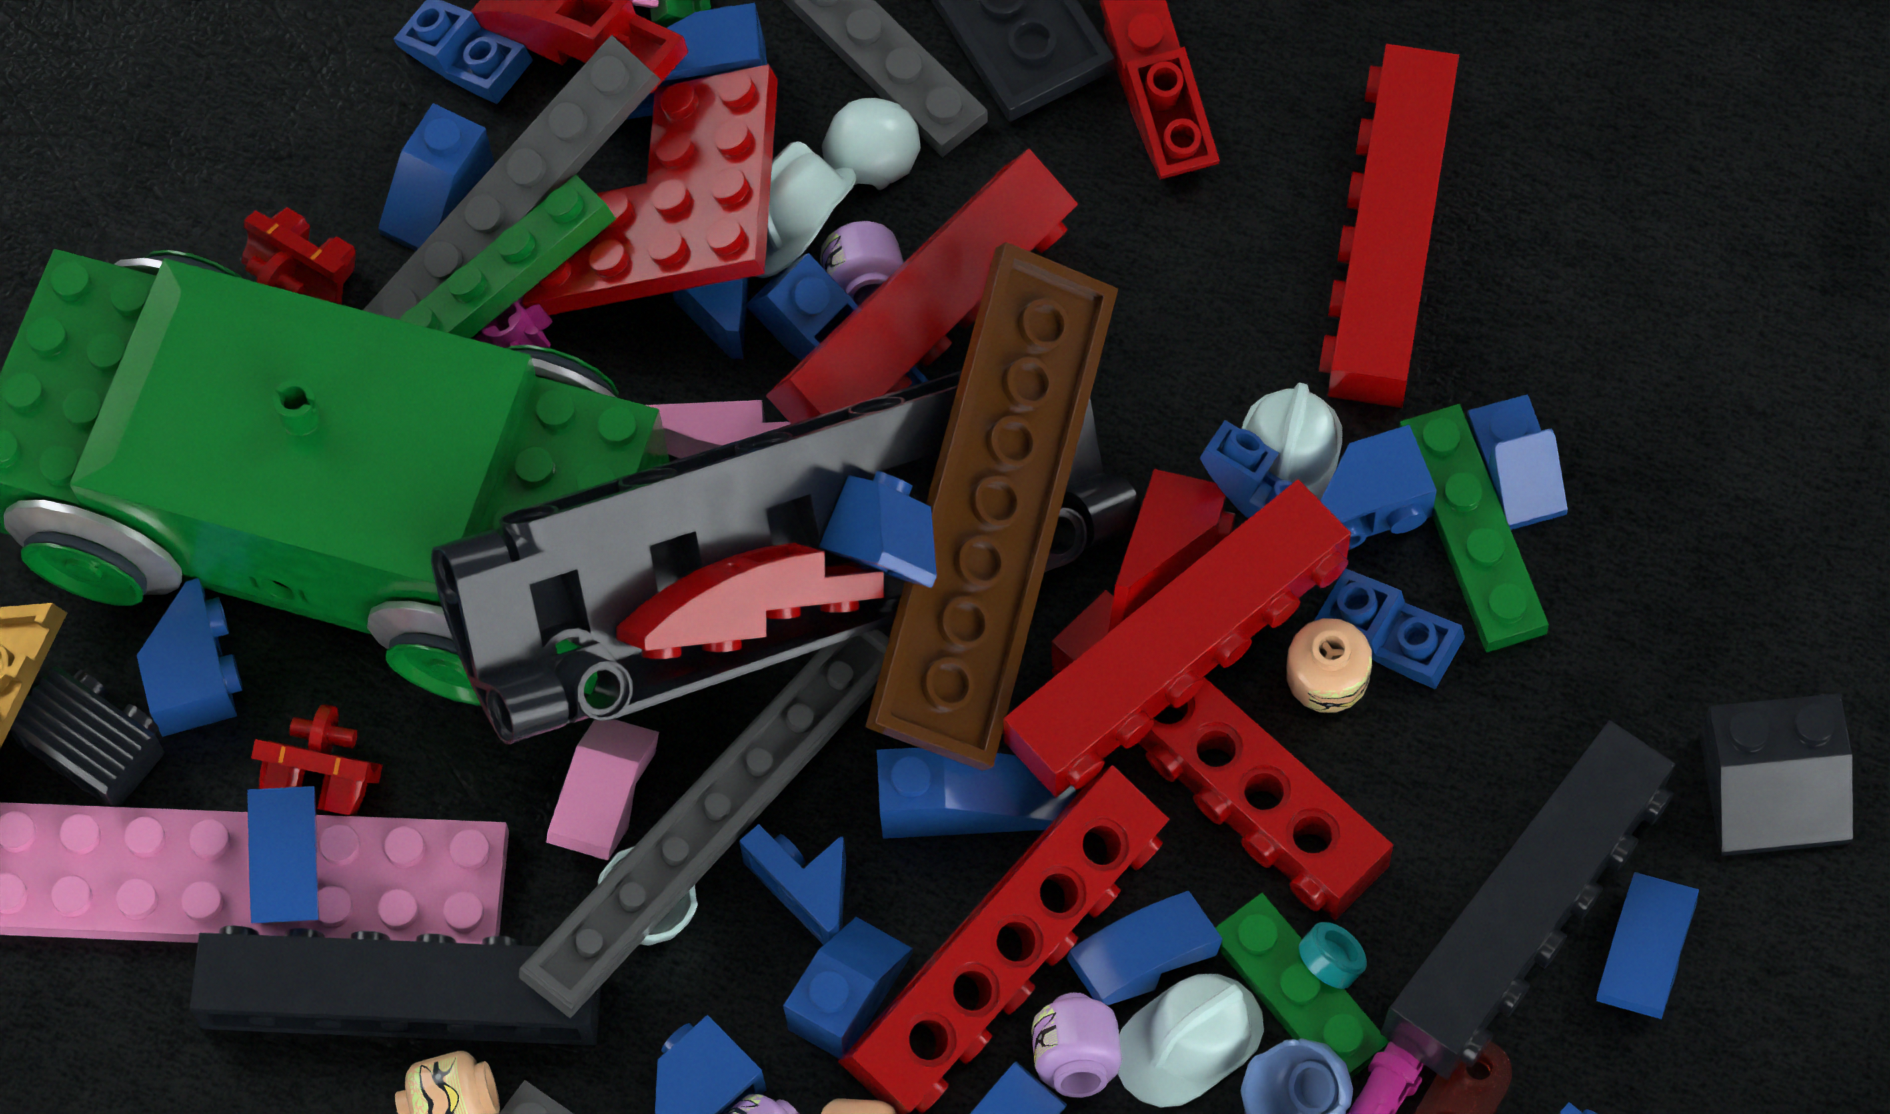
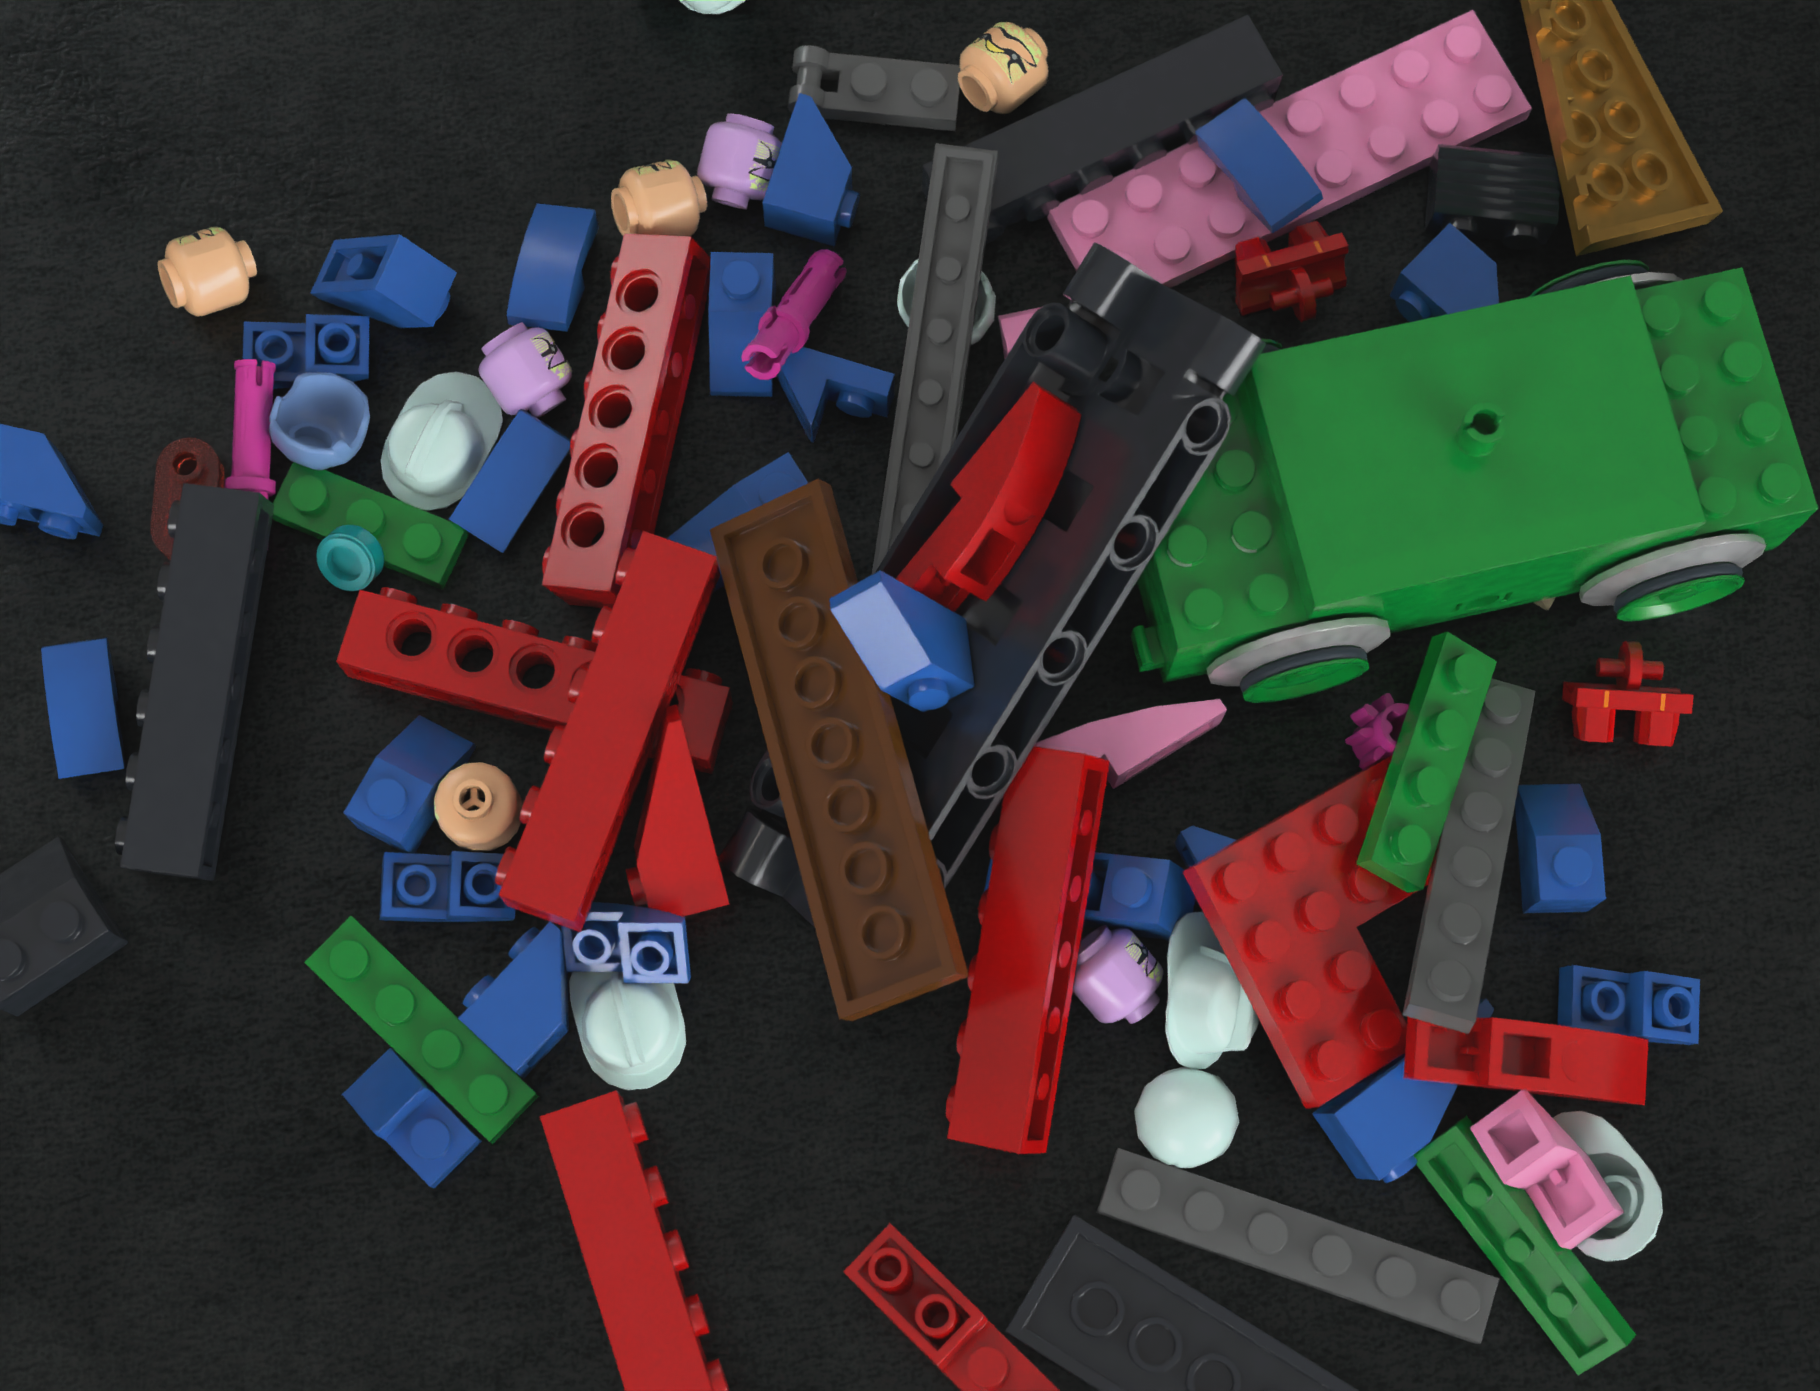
camera: 145 degrees right, 10 degrees up
(814, 922) = (787, 326): none -> dark pink pin
(1379, 723) = (402, 781): none -> blue slope

